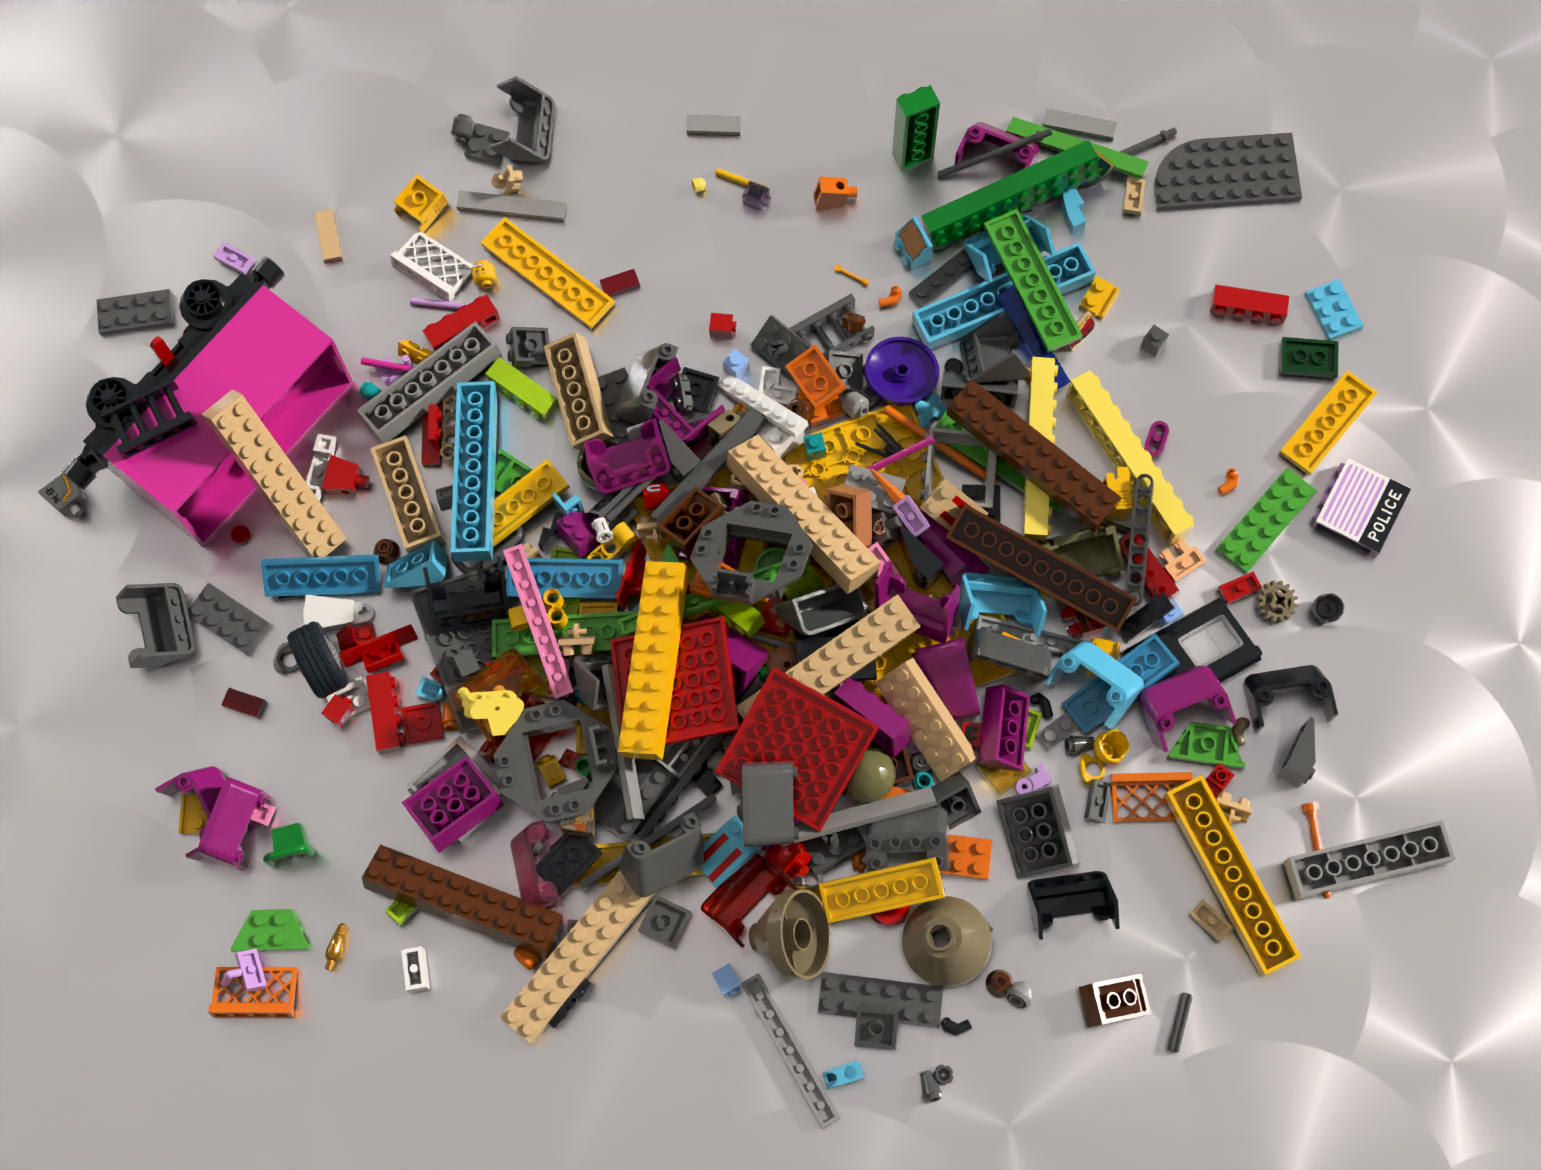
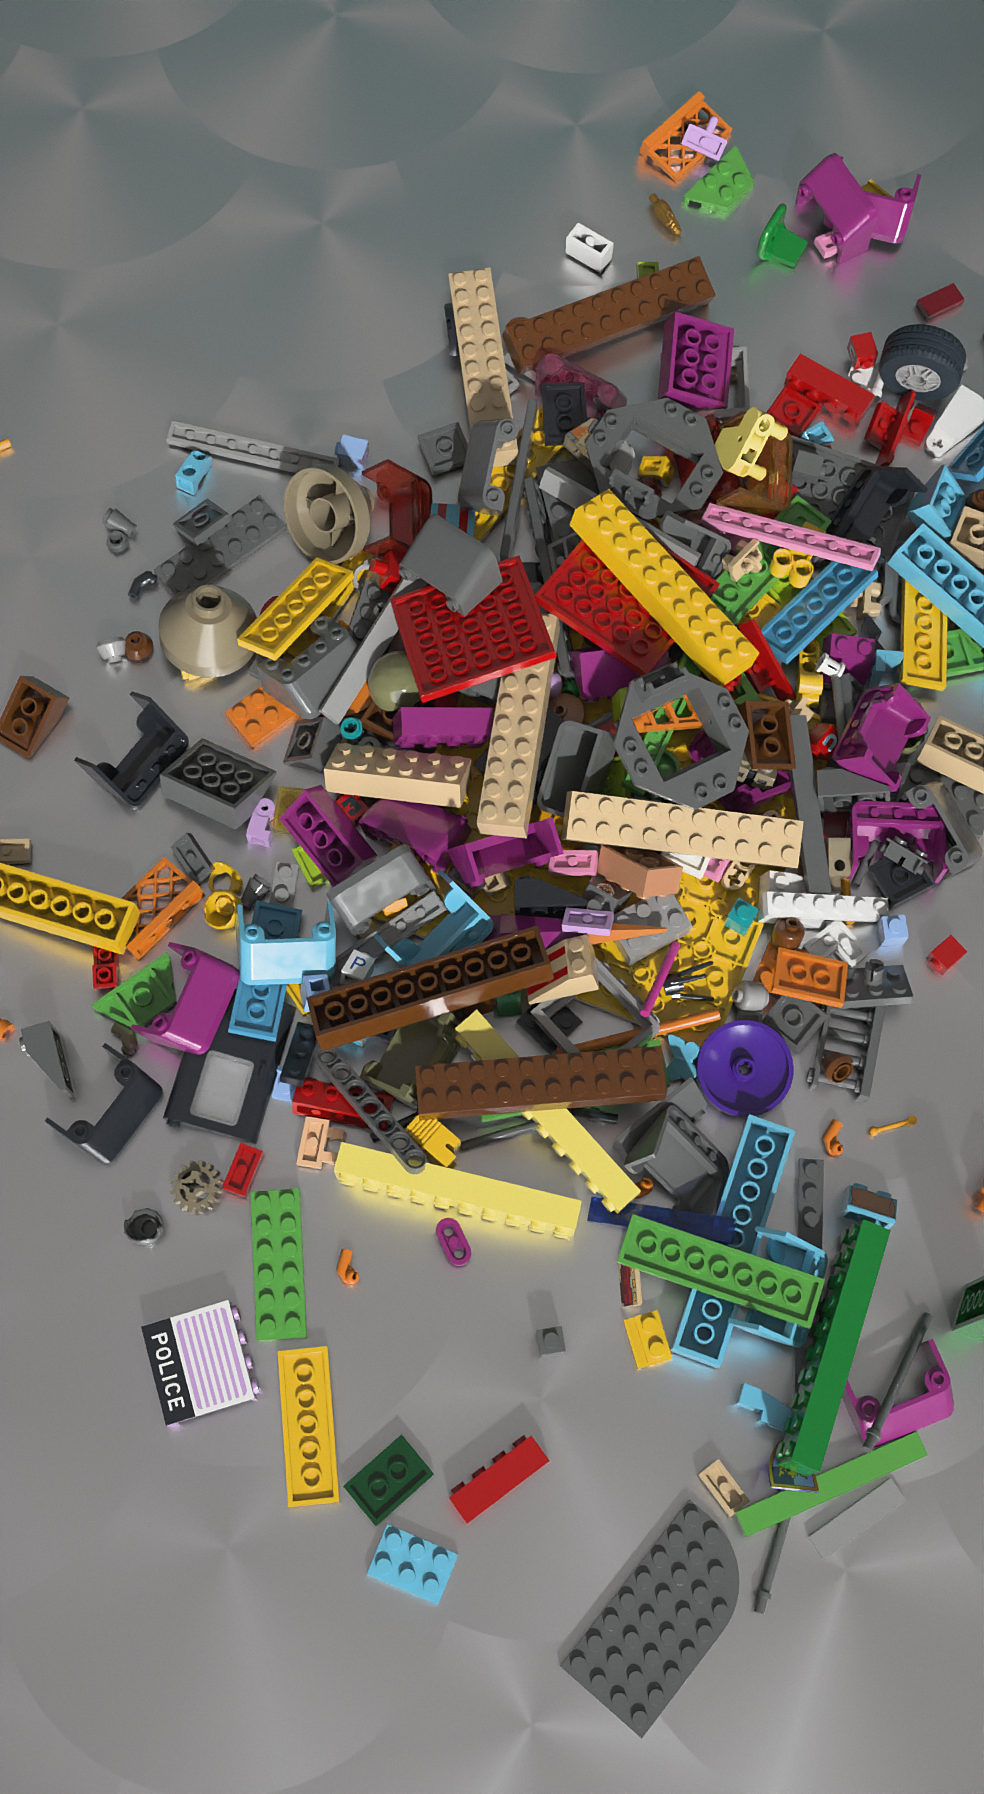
camera: 130 degrees right, 0 degrees up
(953, 365) = (708, 1127): black piece -> none
(1040, 699) = (314, 896): black arm -> none
(1067, 628) = (357, 968): none -> white brick
(1106, 637) = (311, 986): none -> light blue brick
(1234, 811) = (61, 966): tan hips -> none

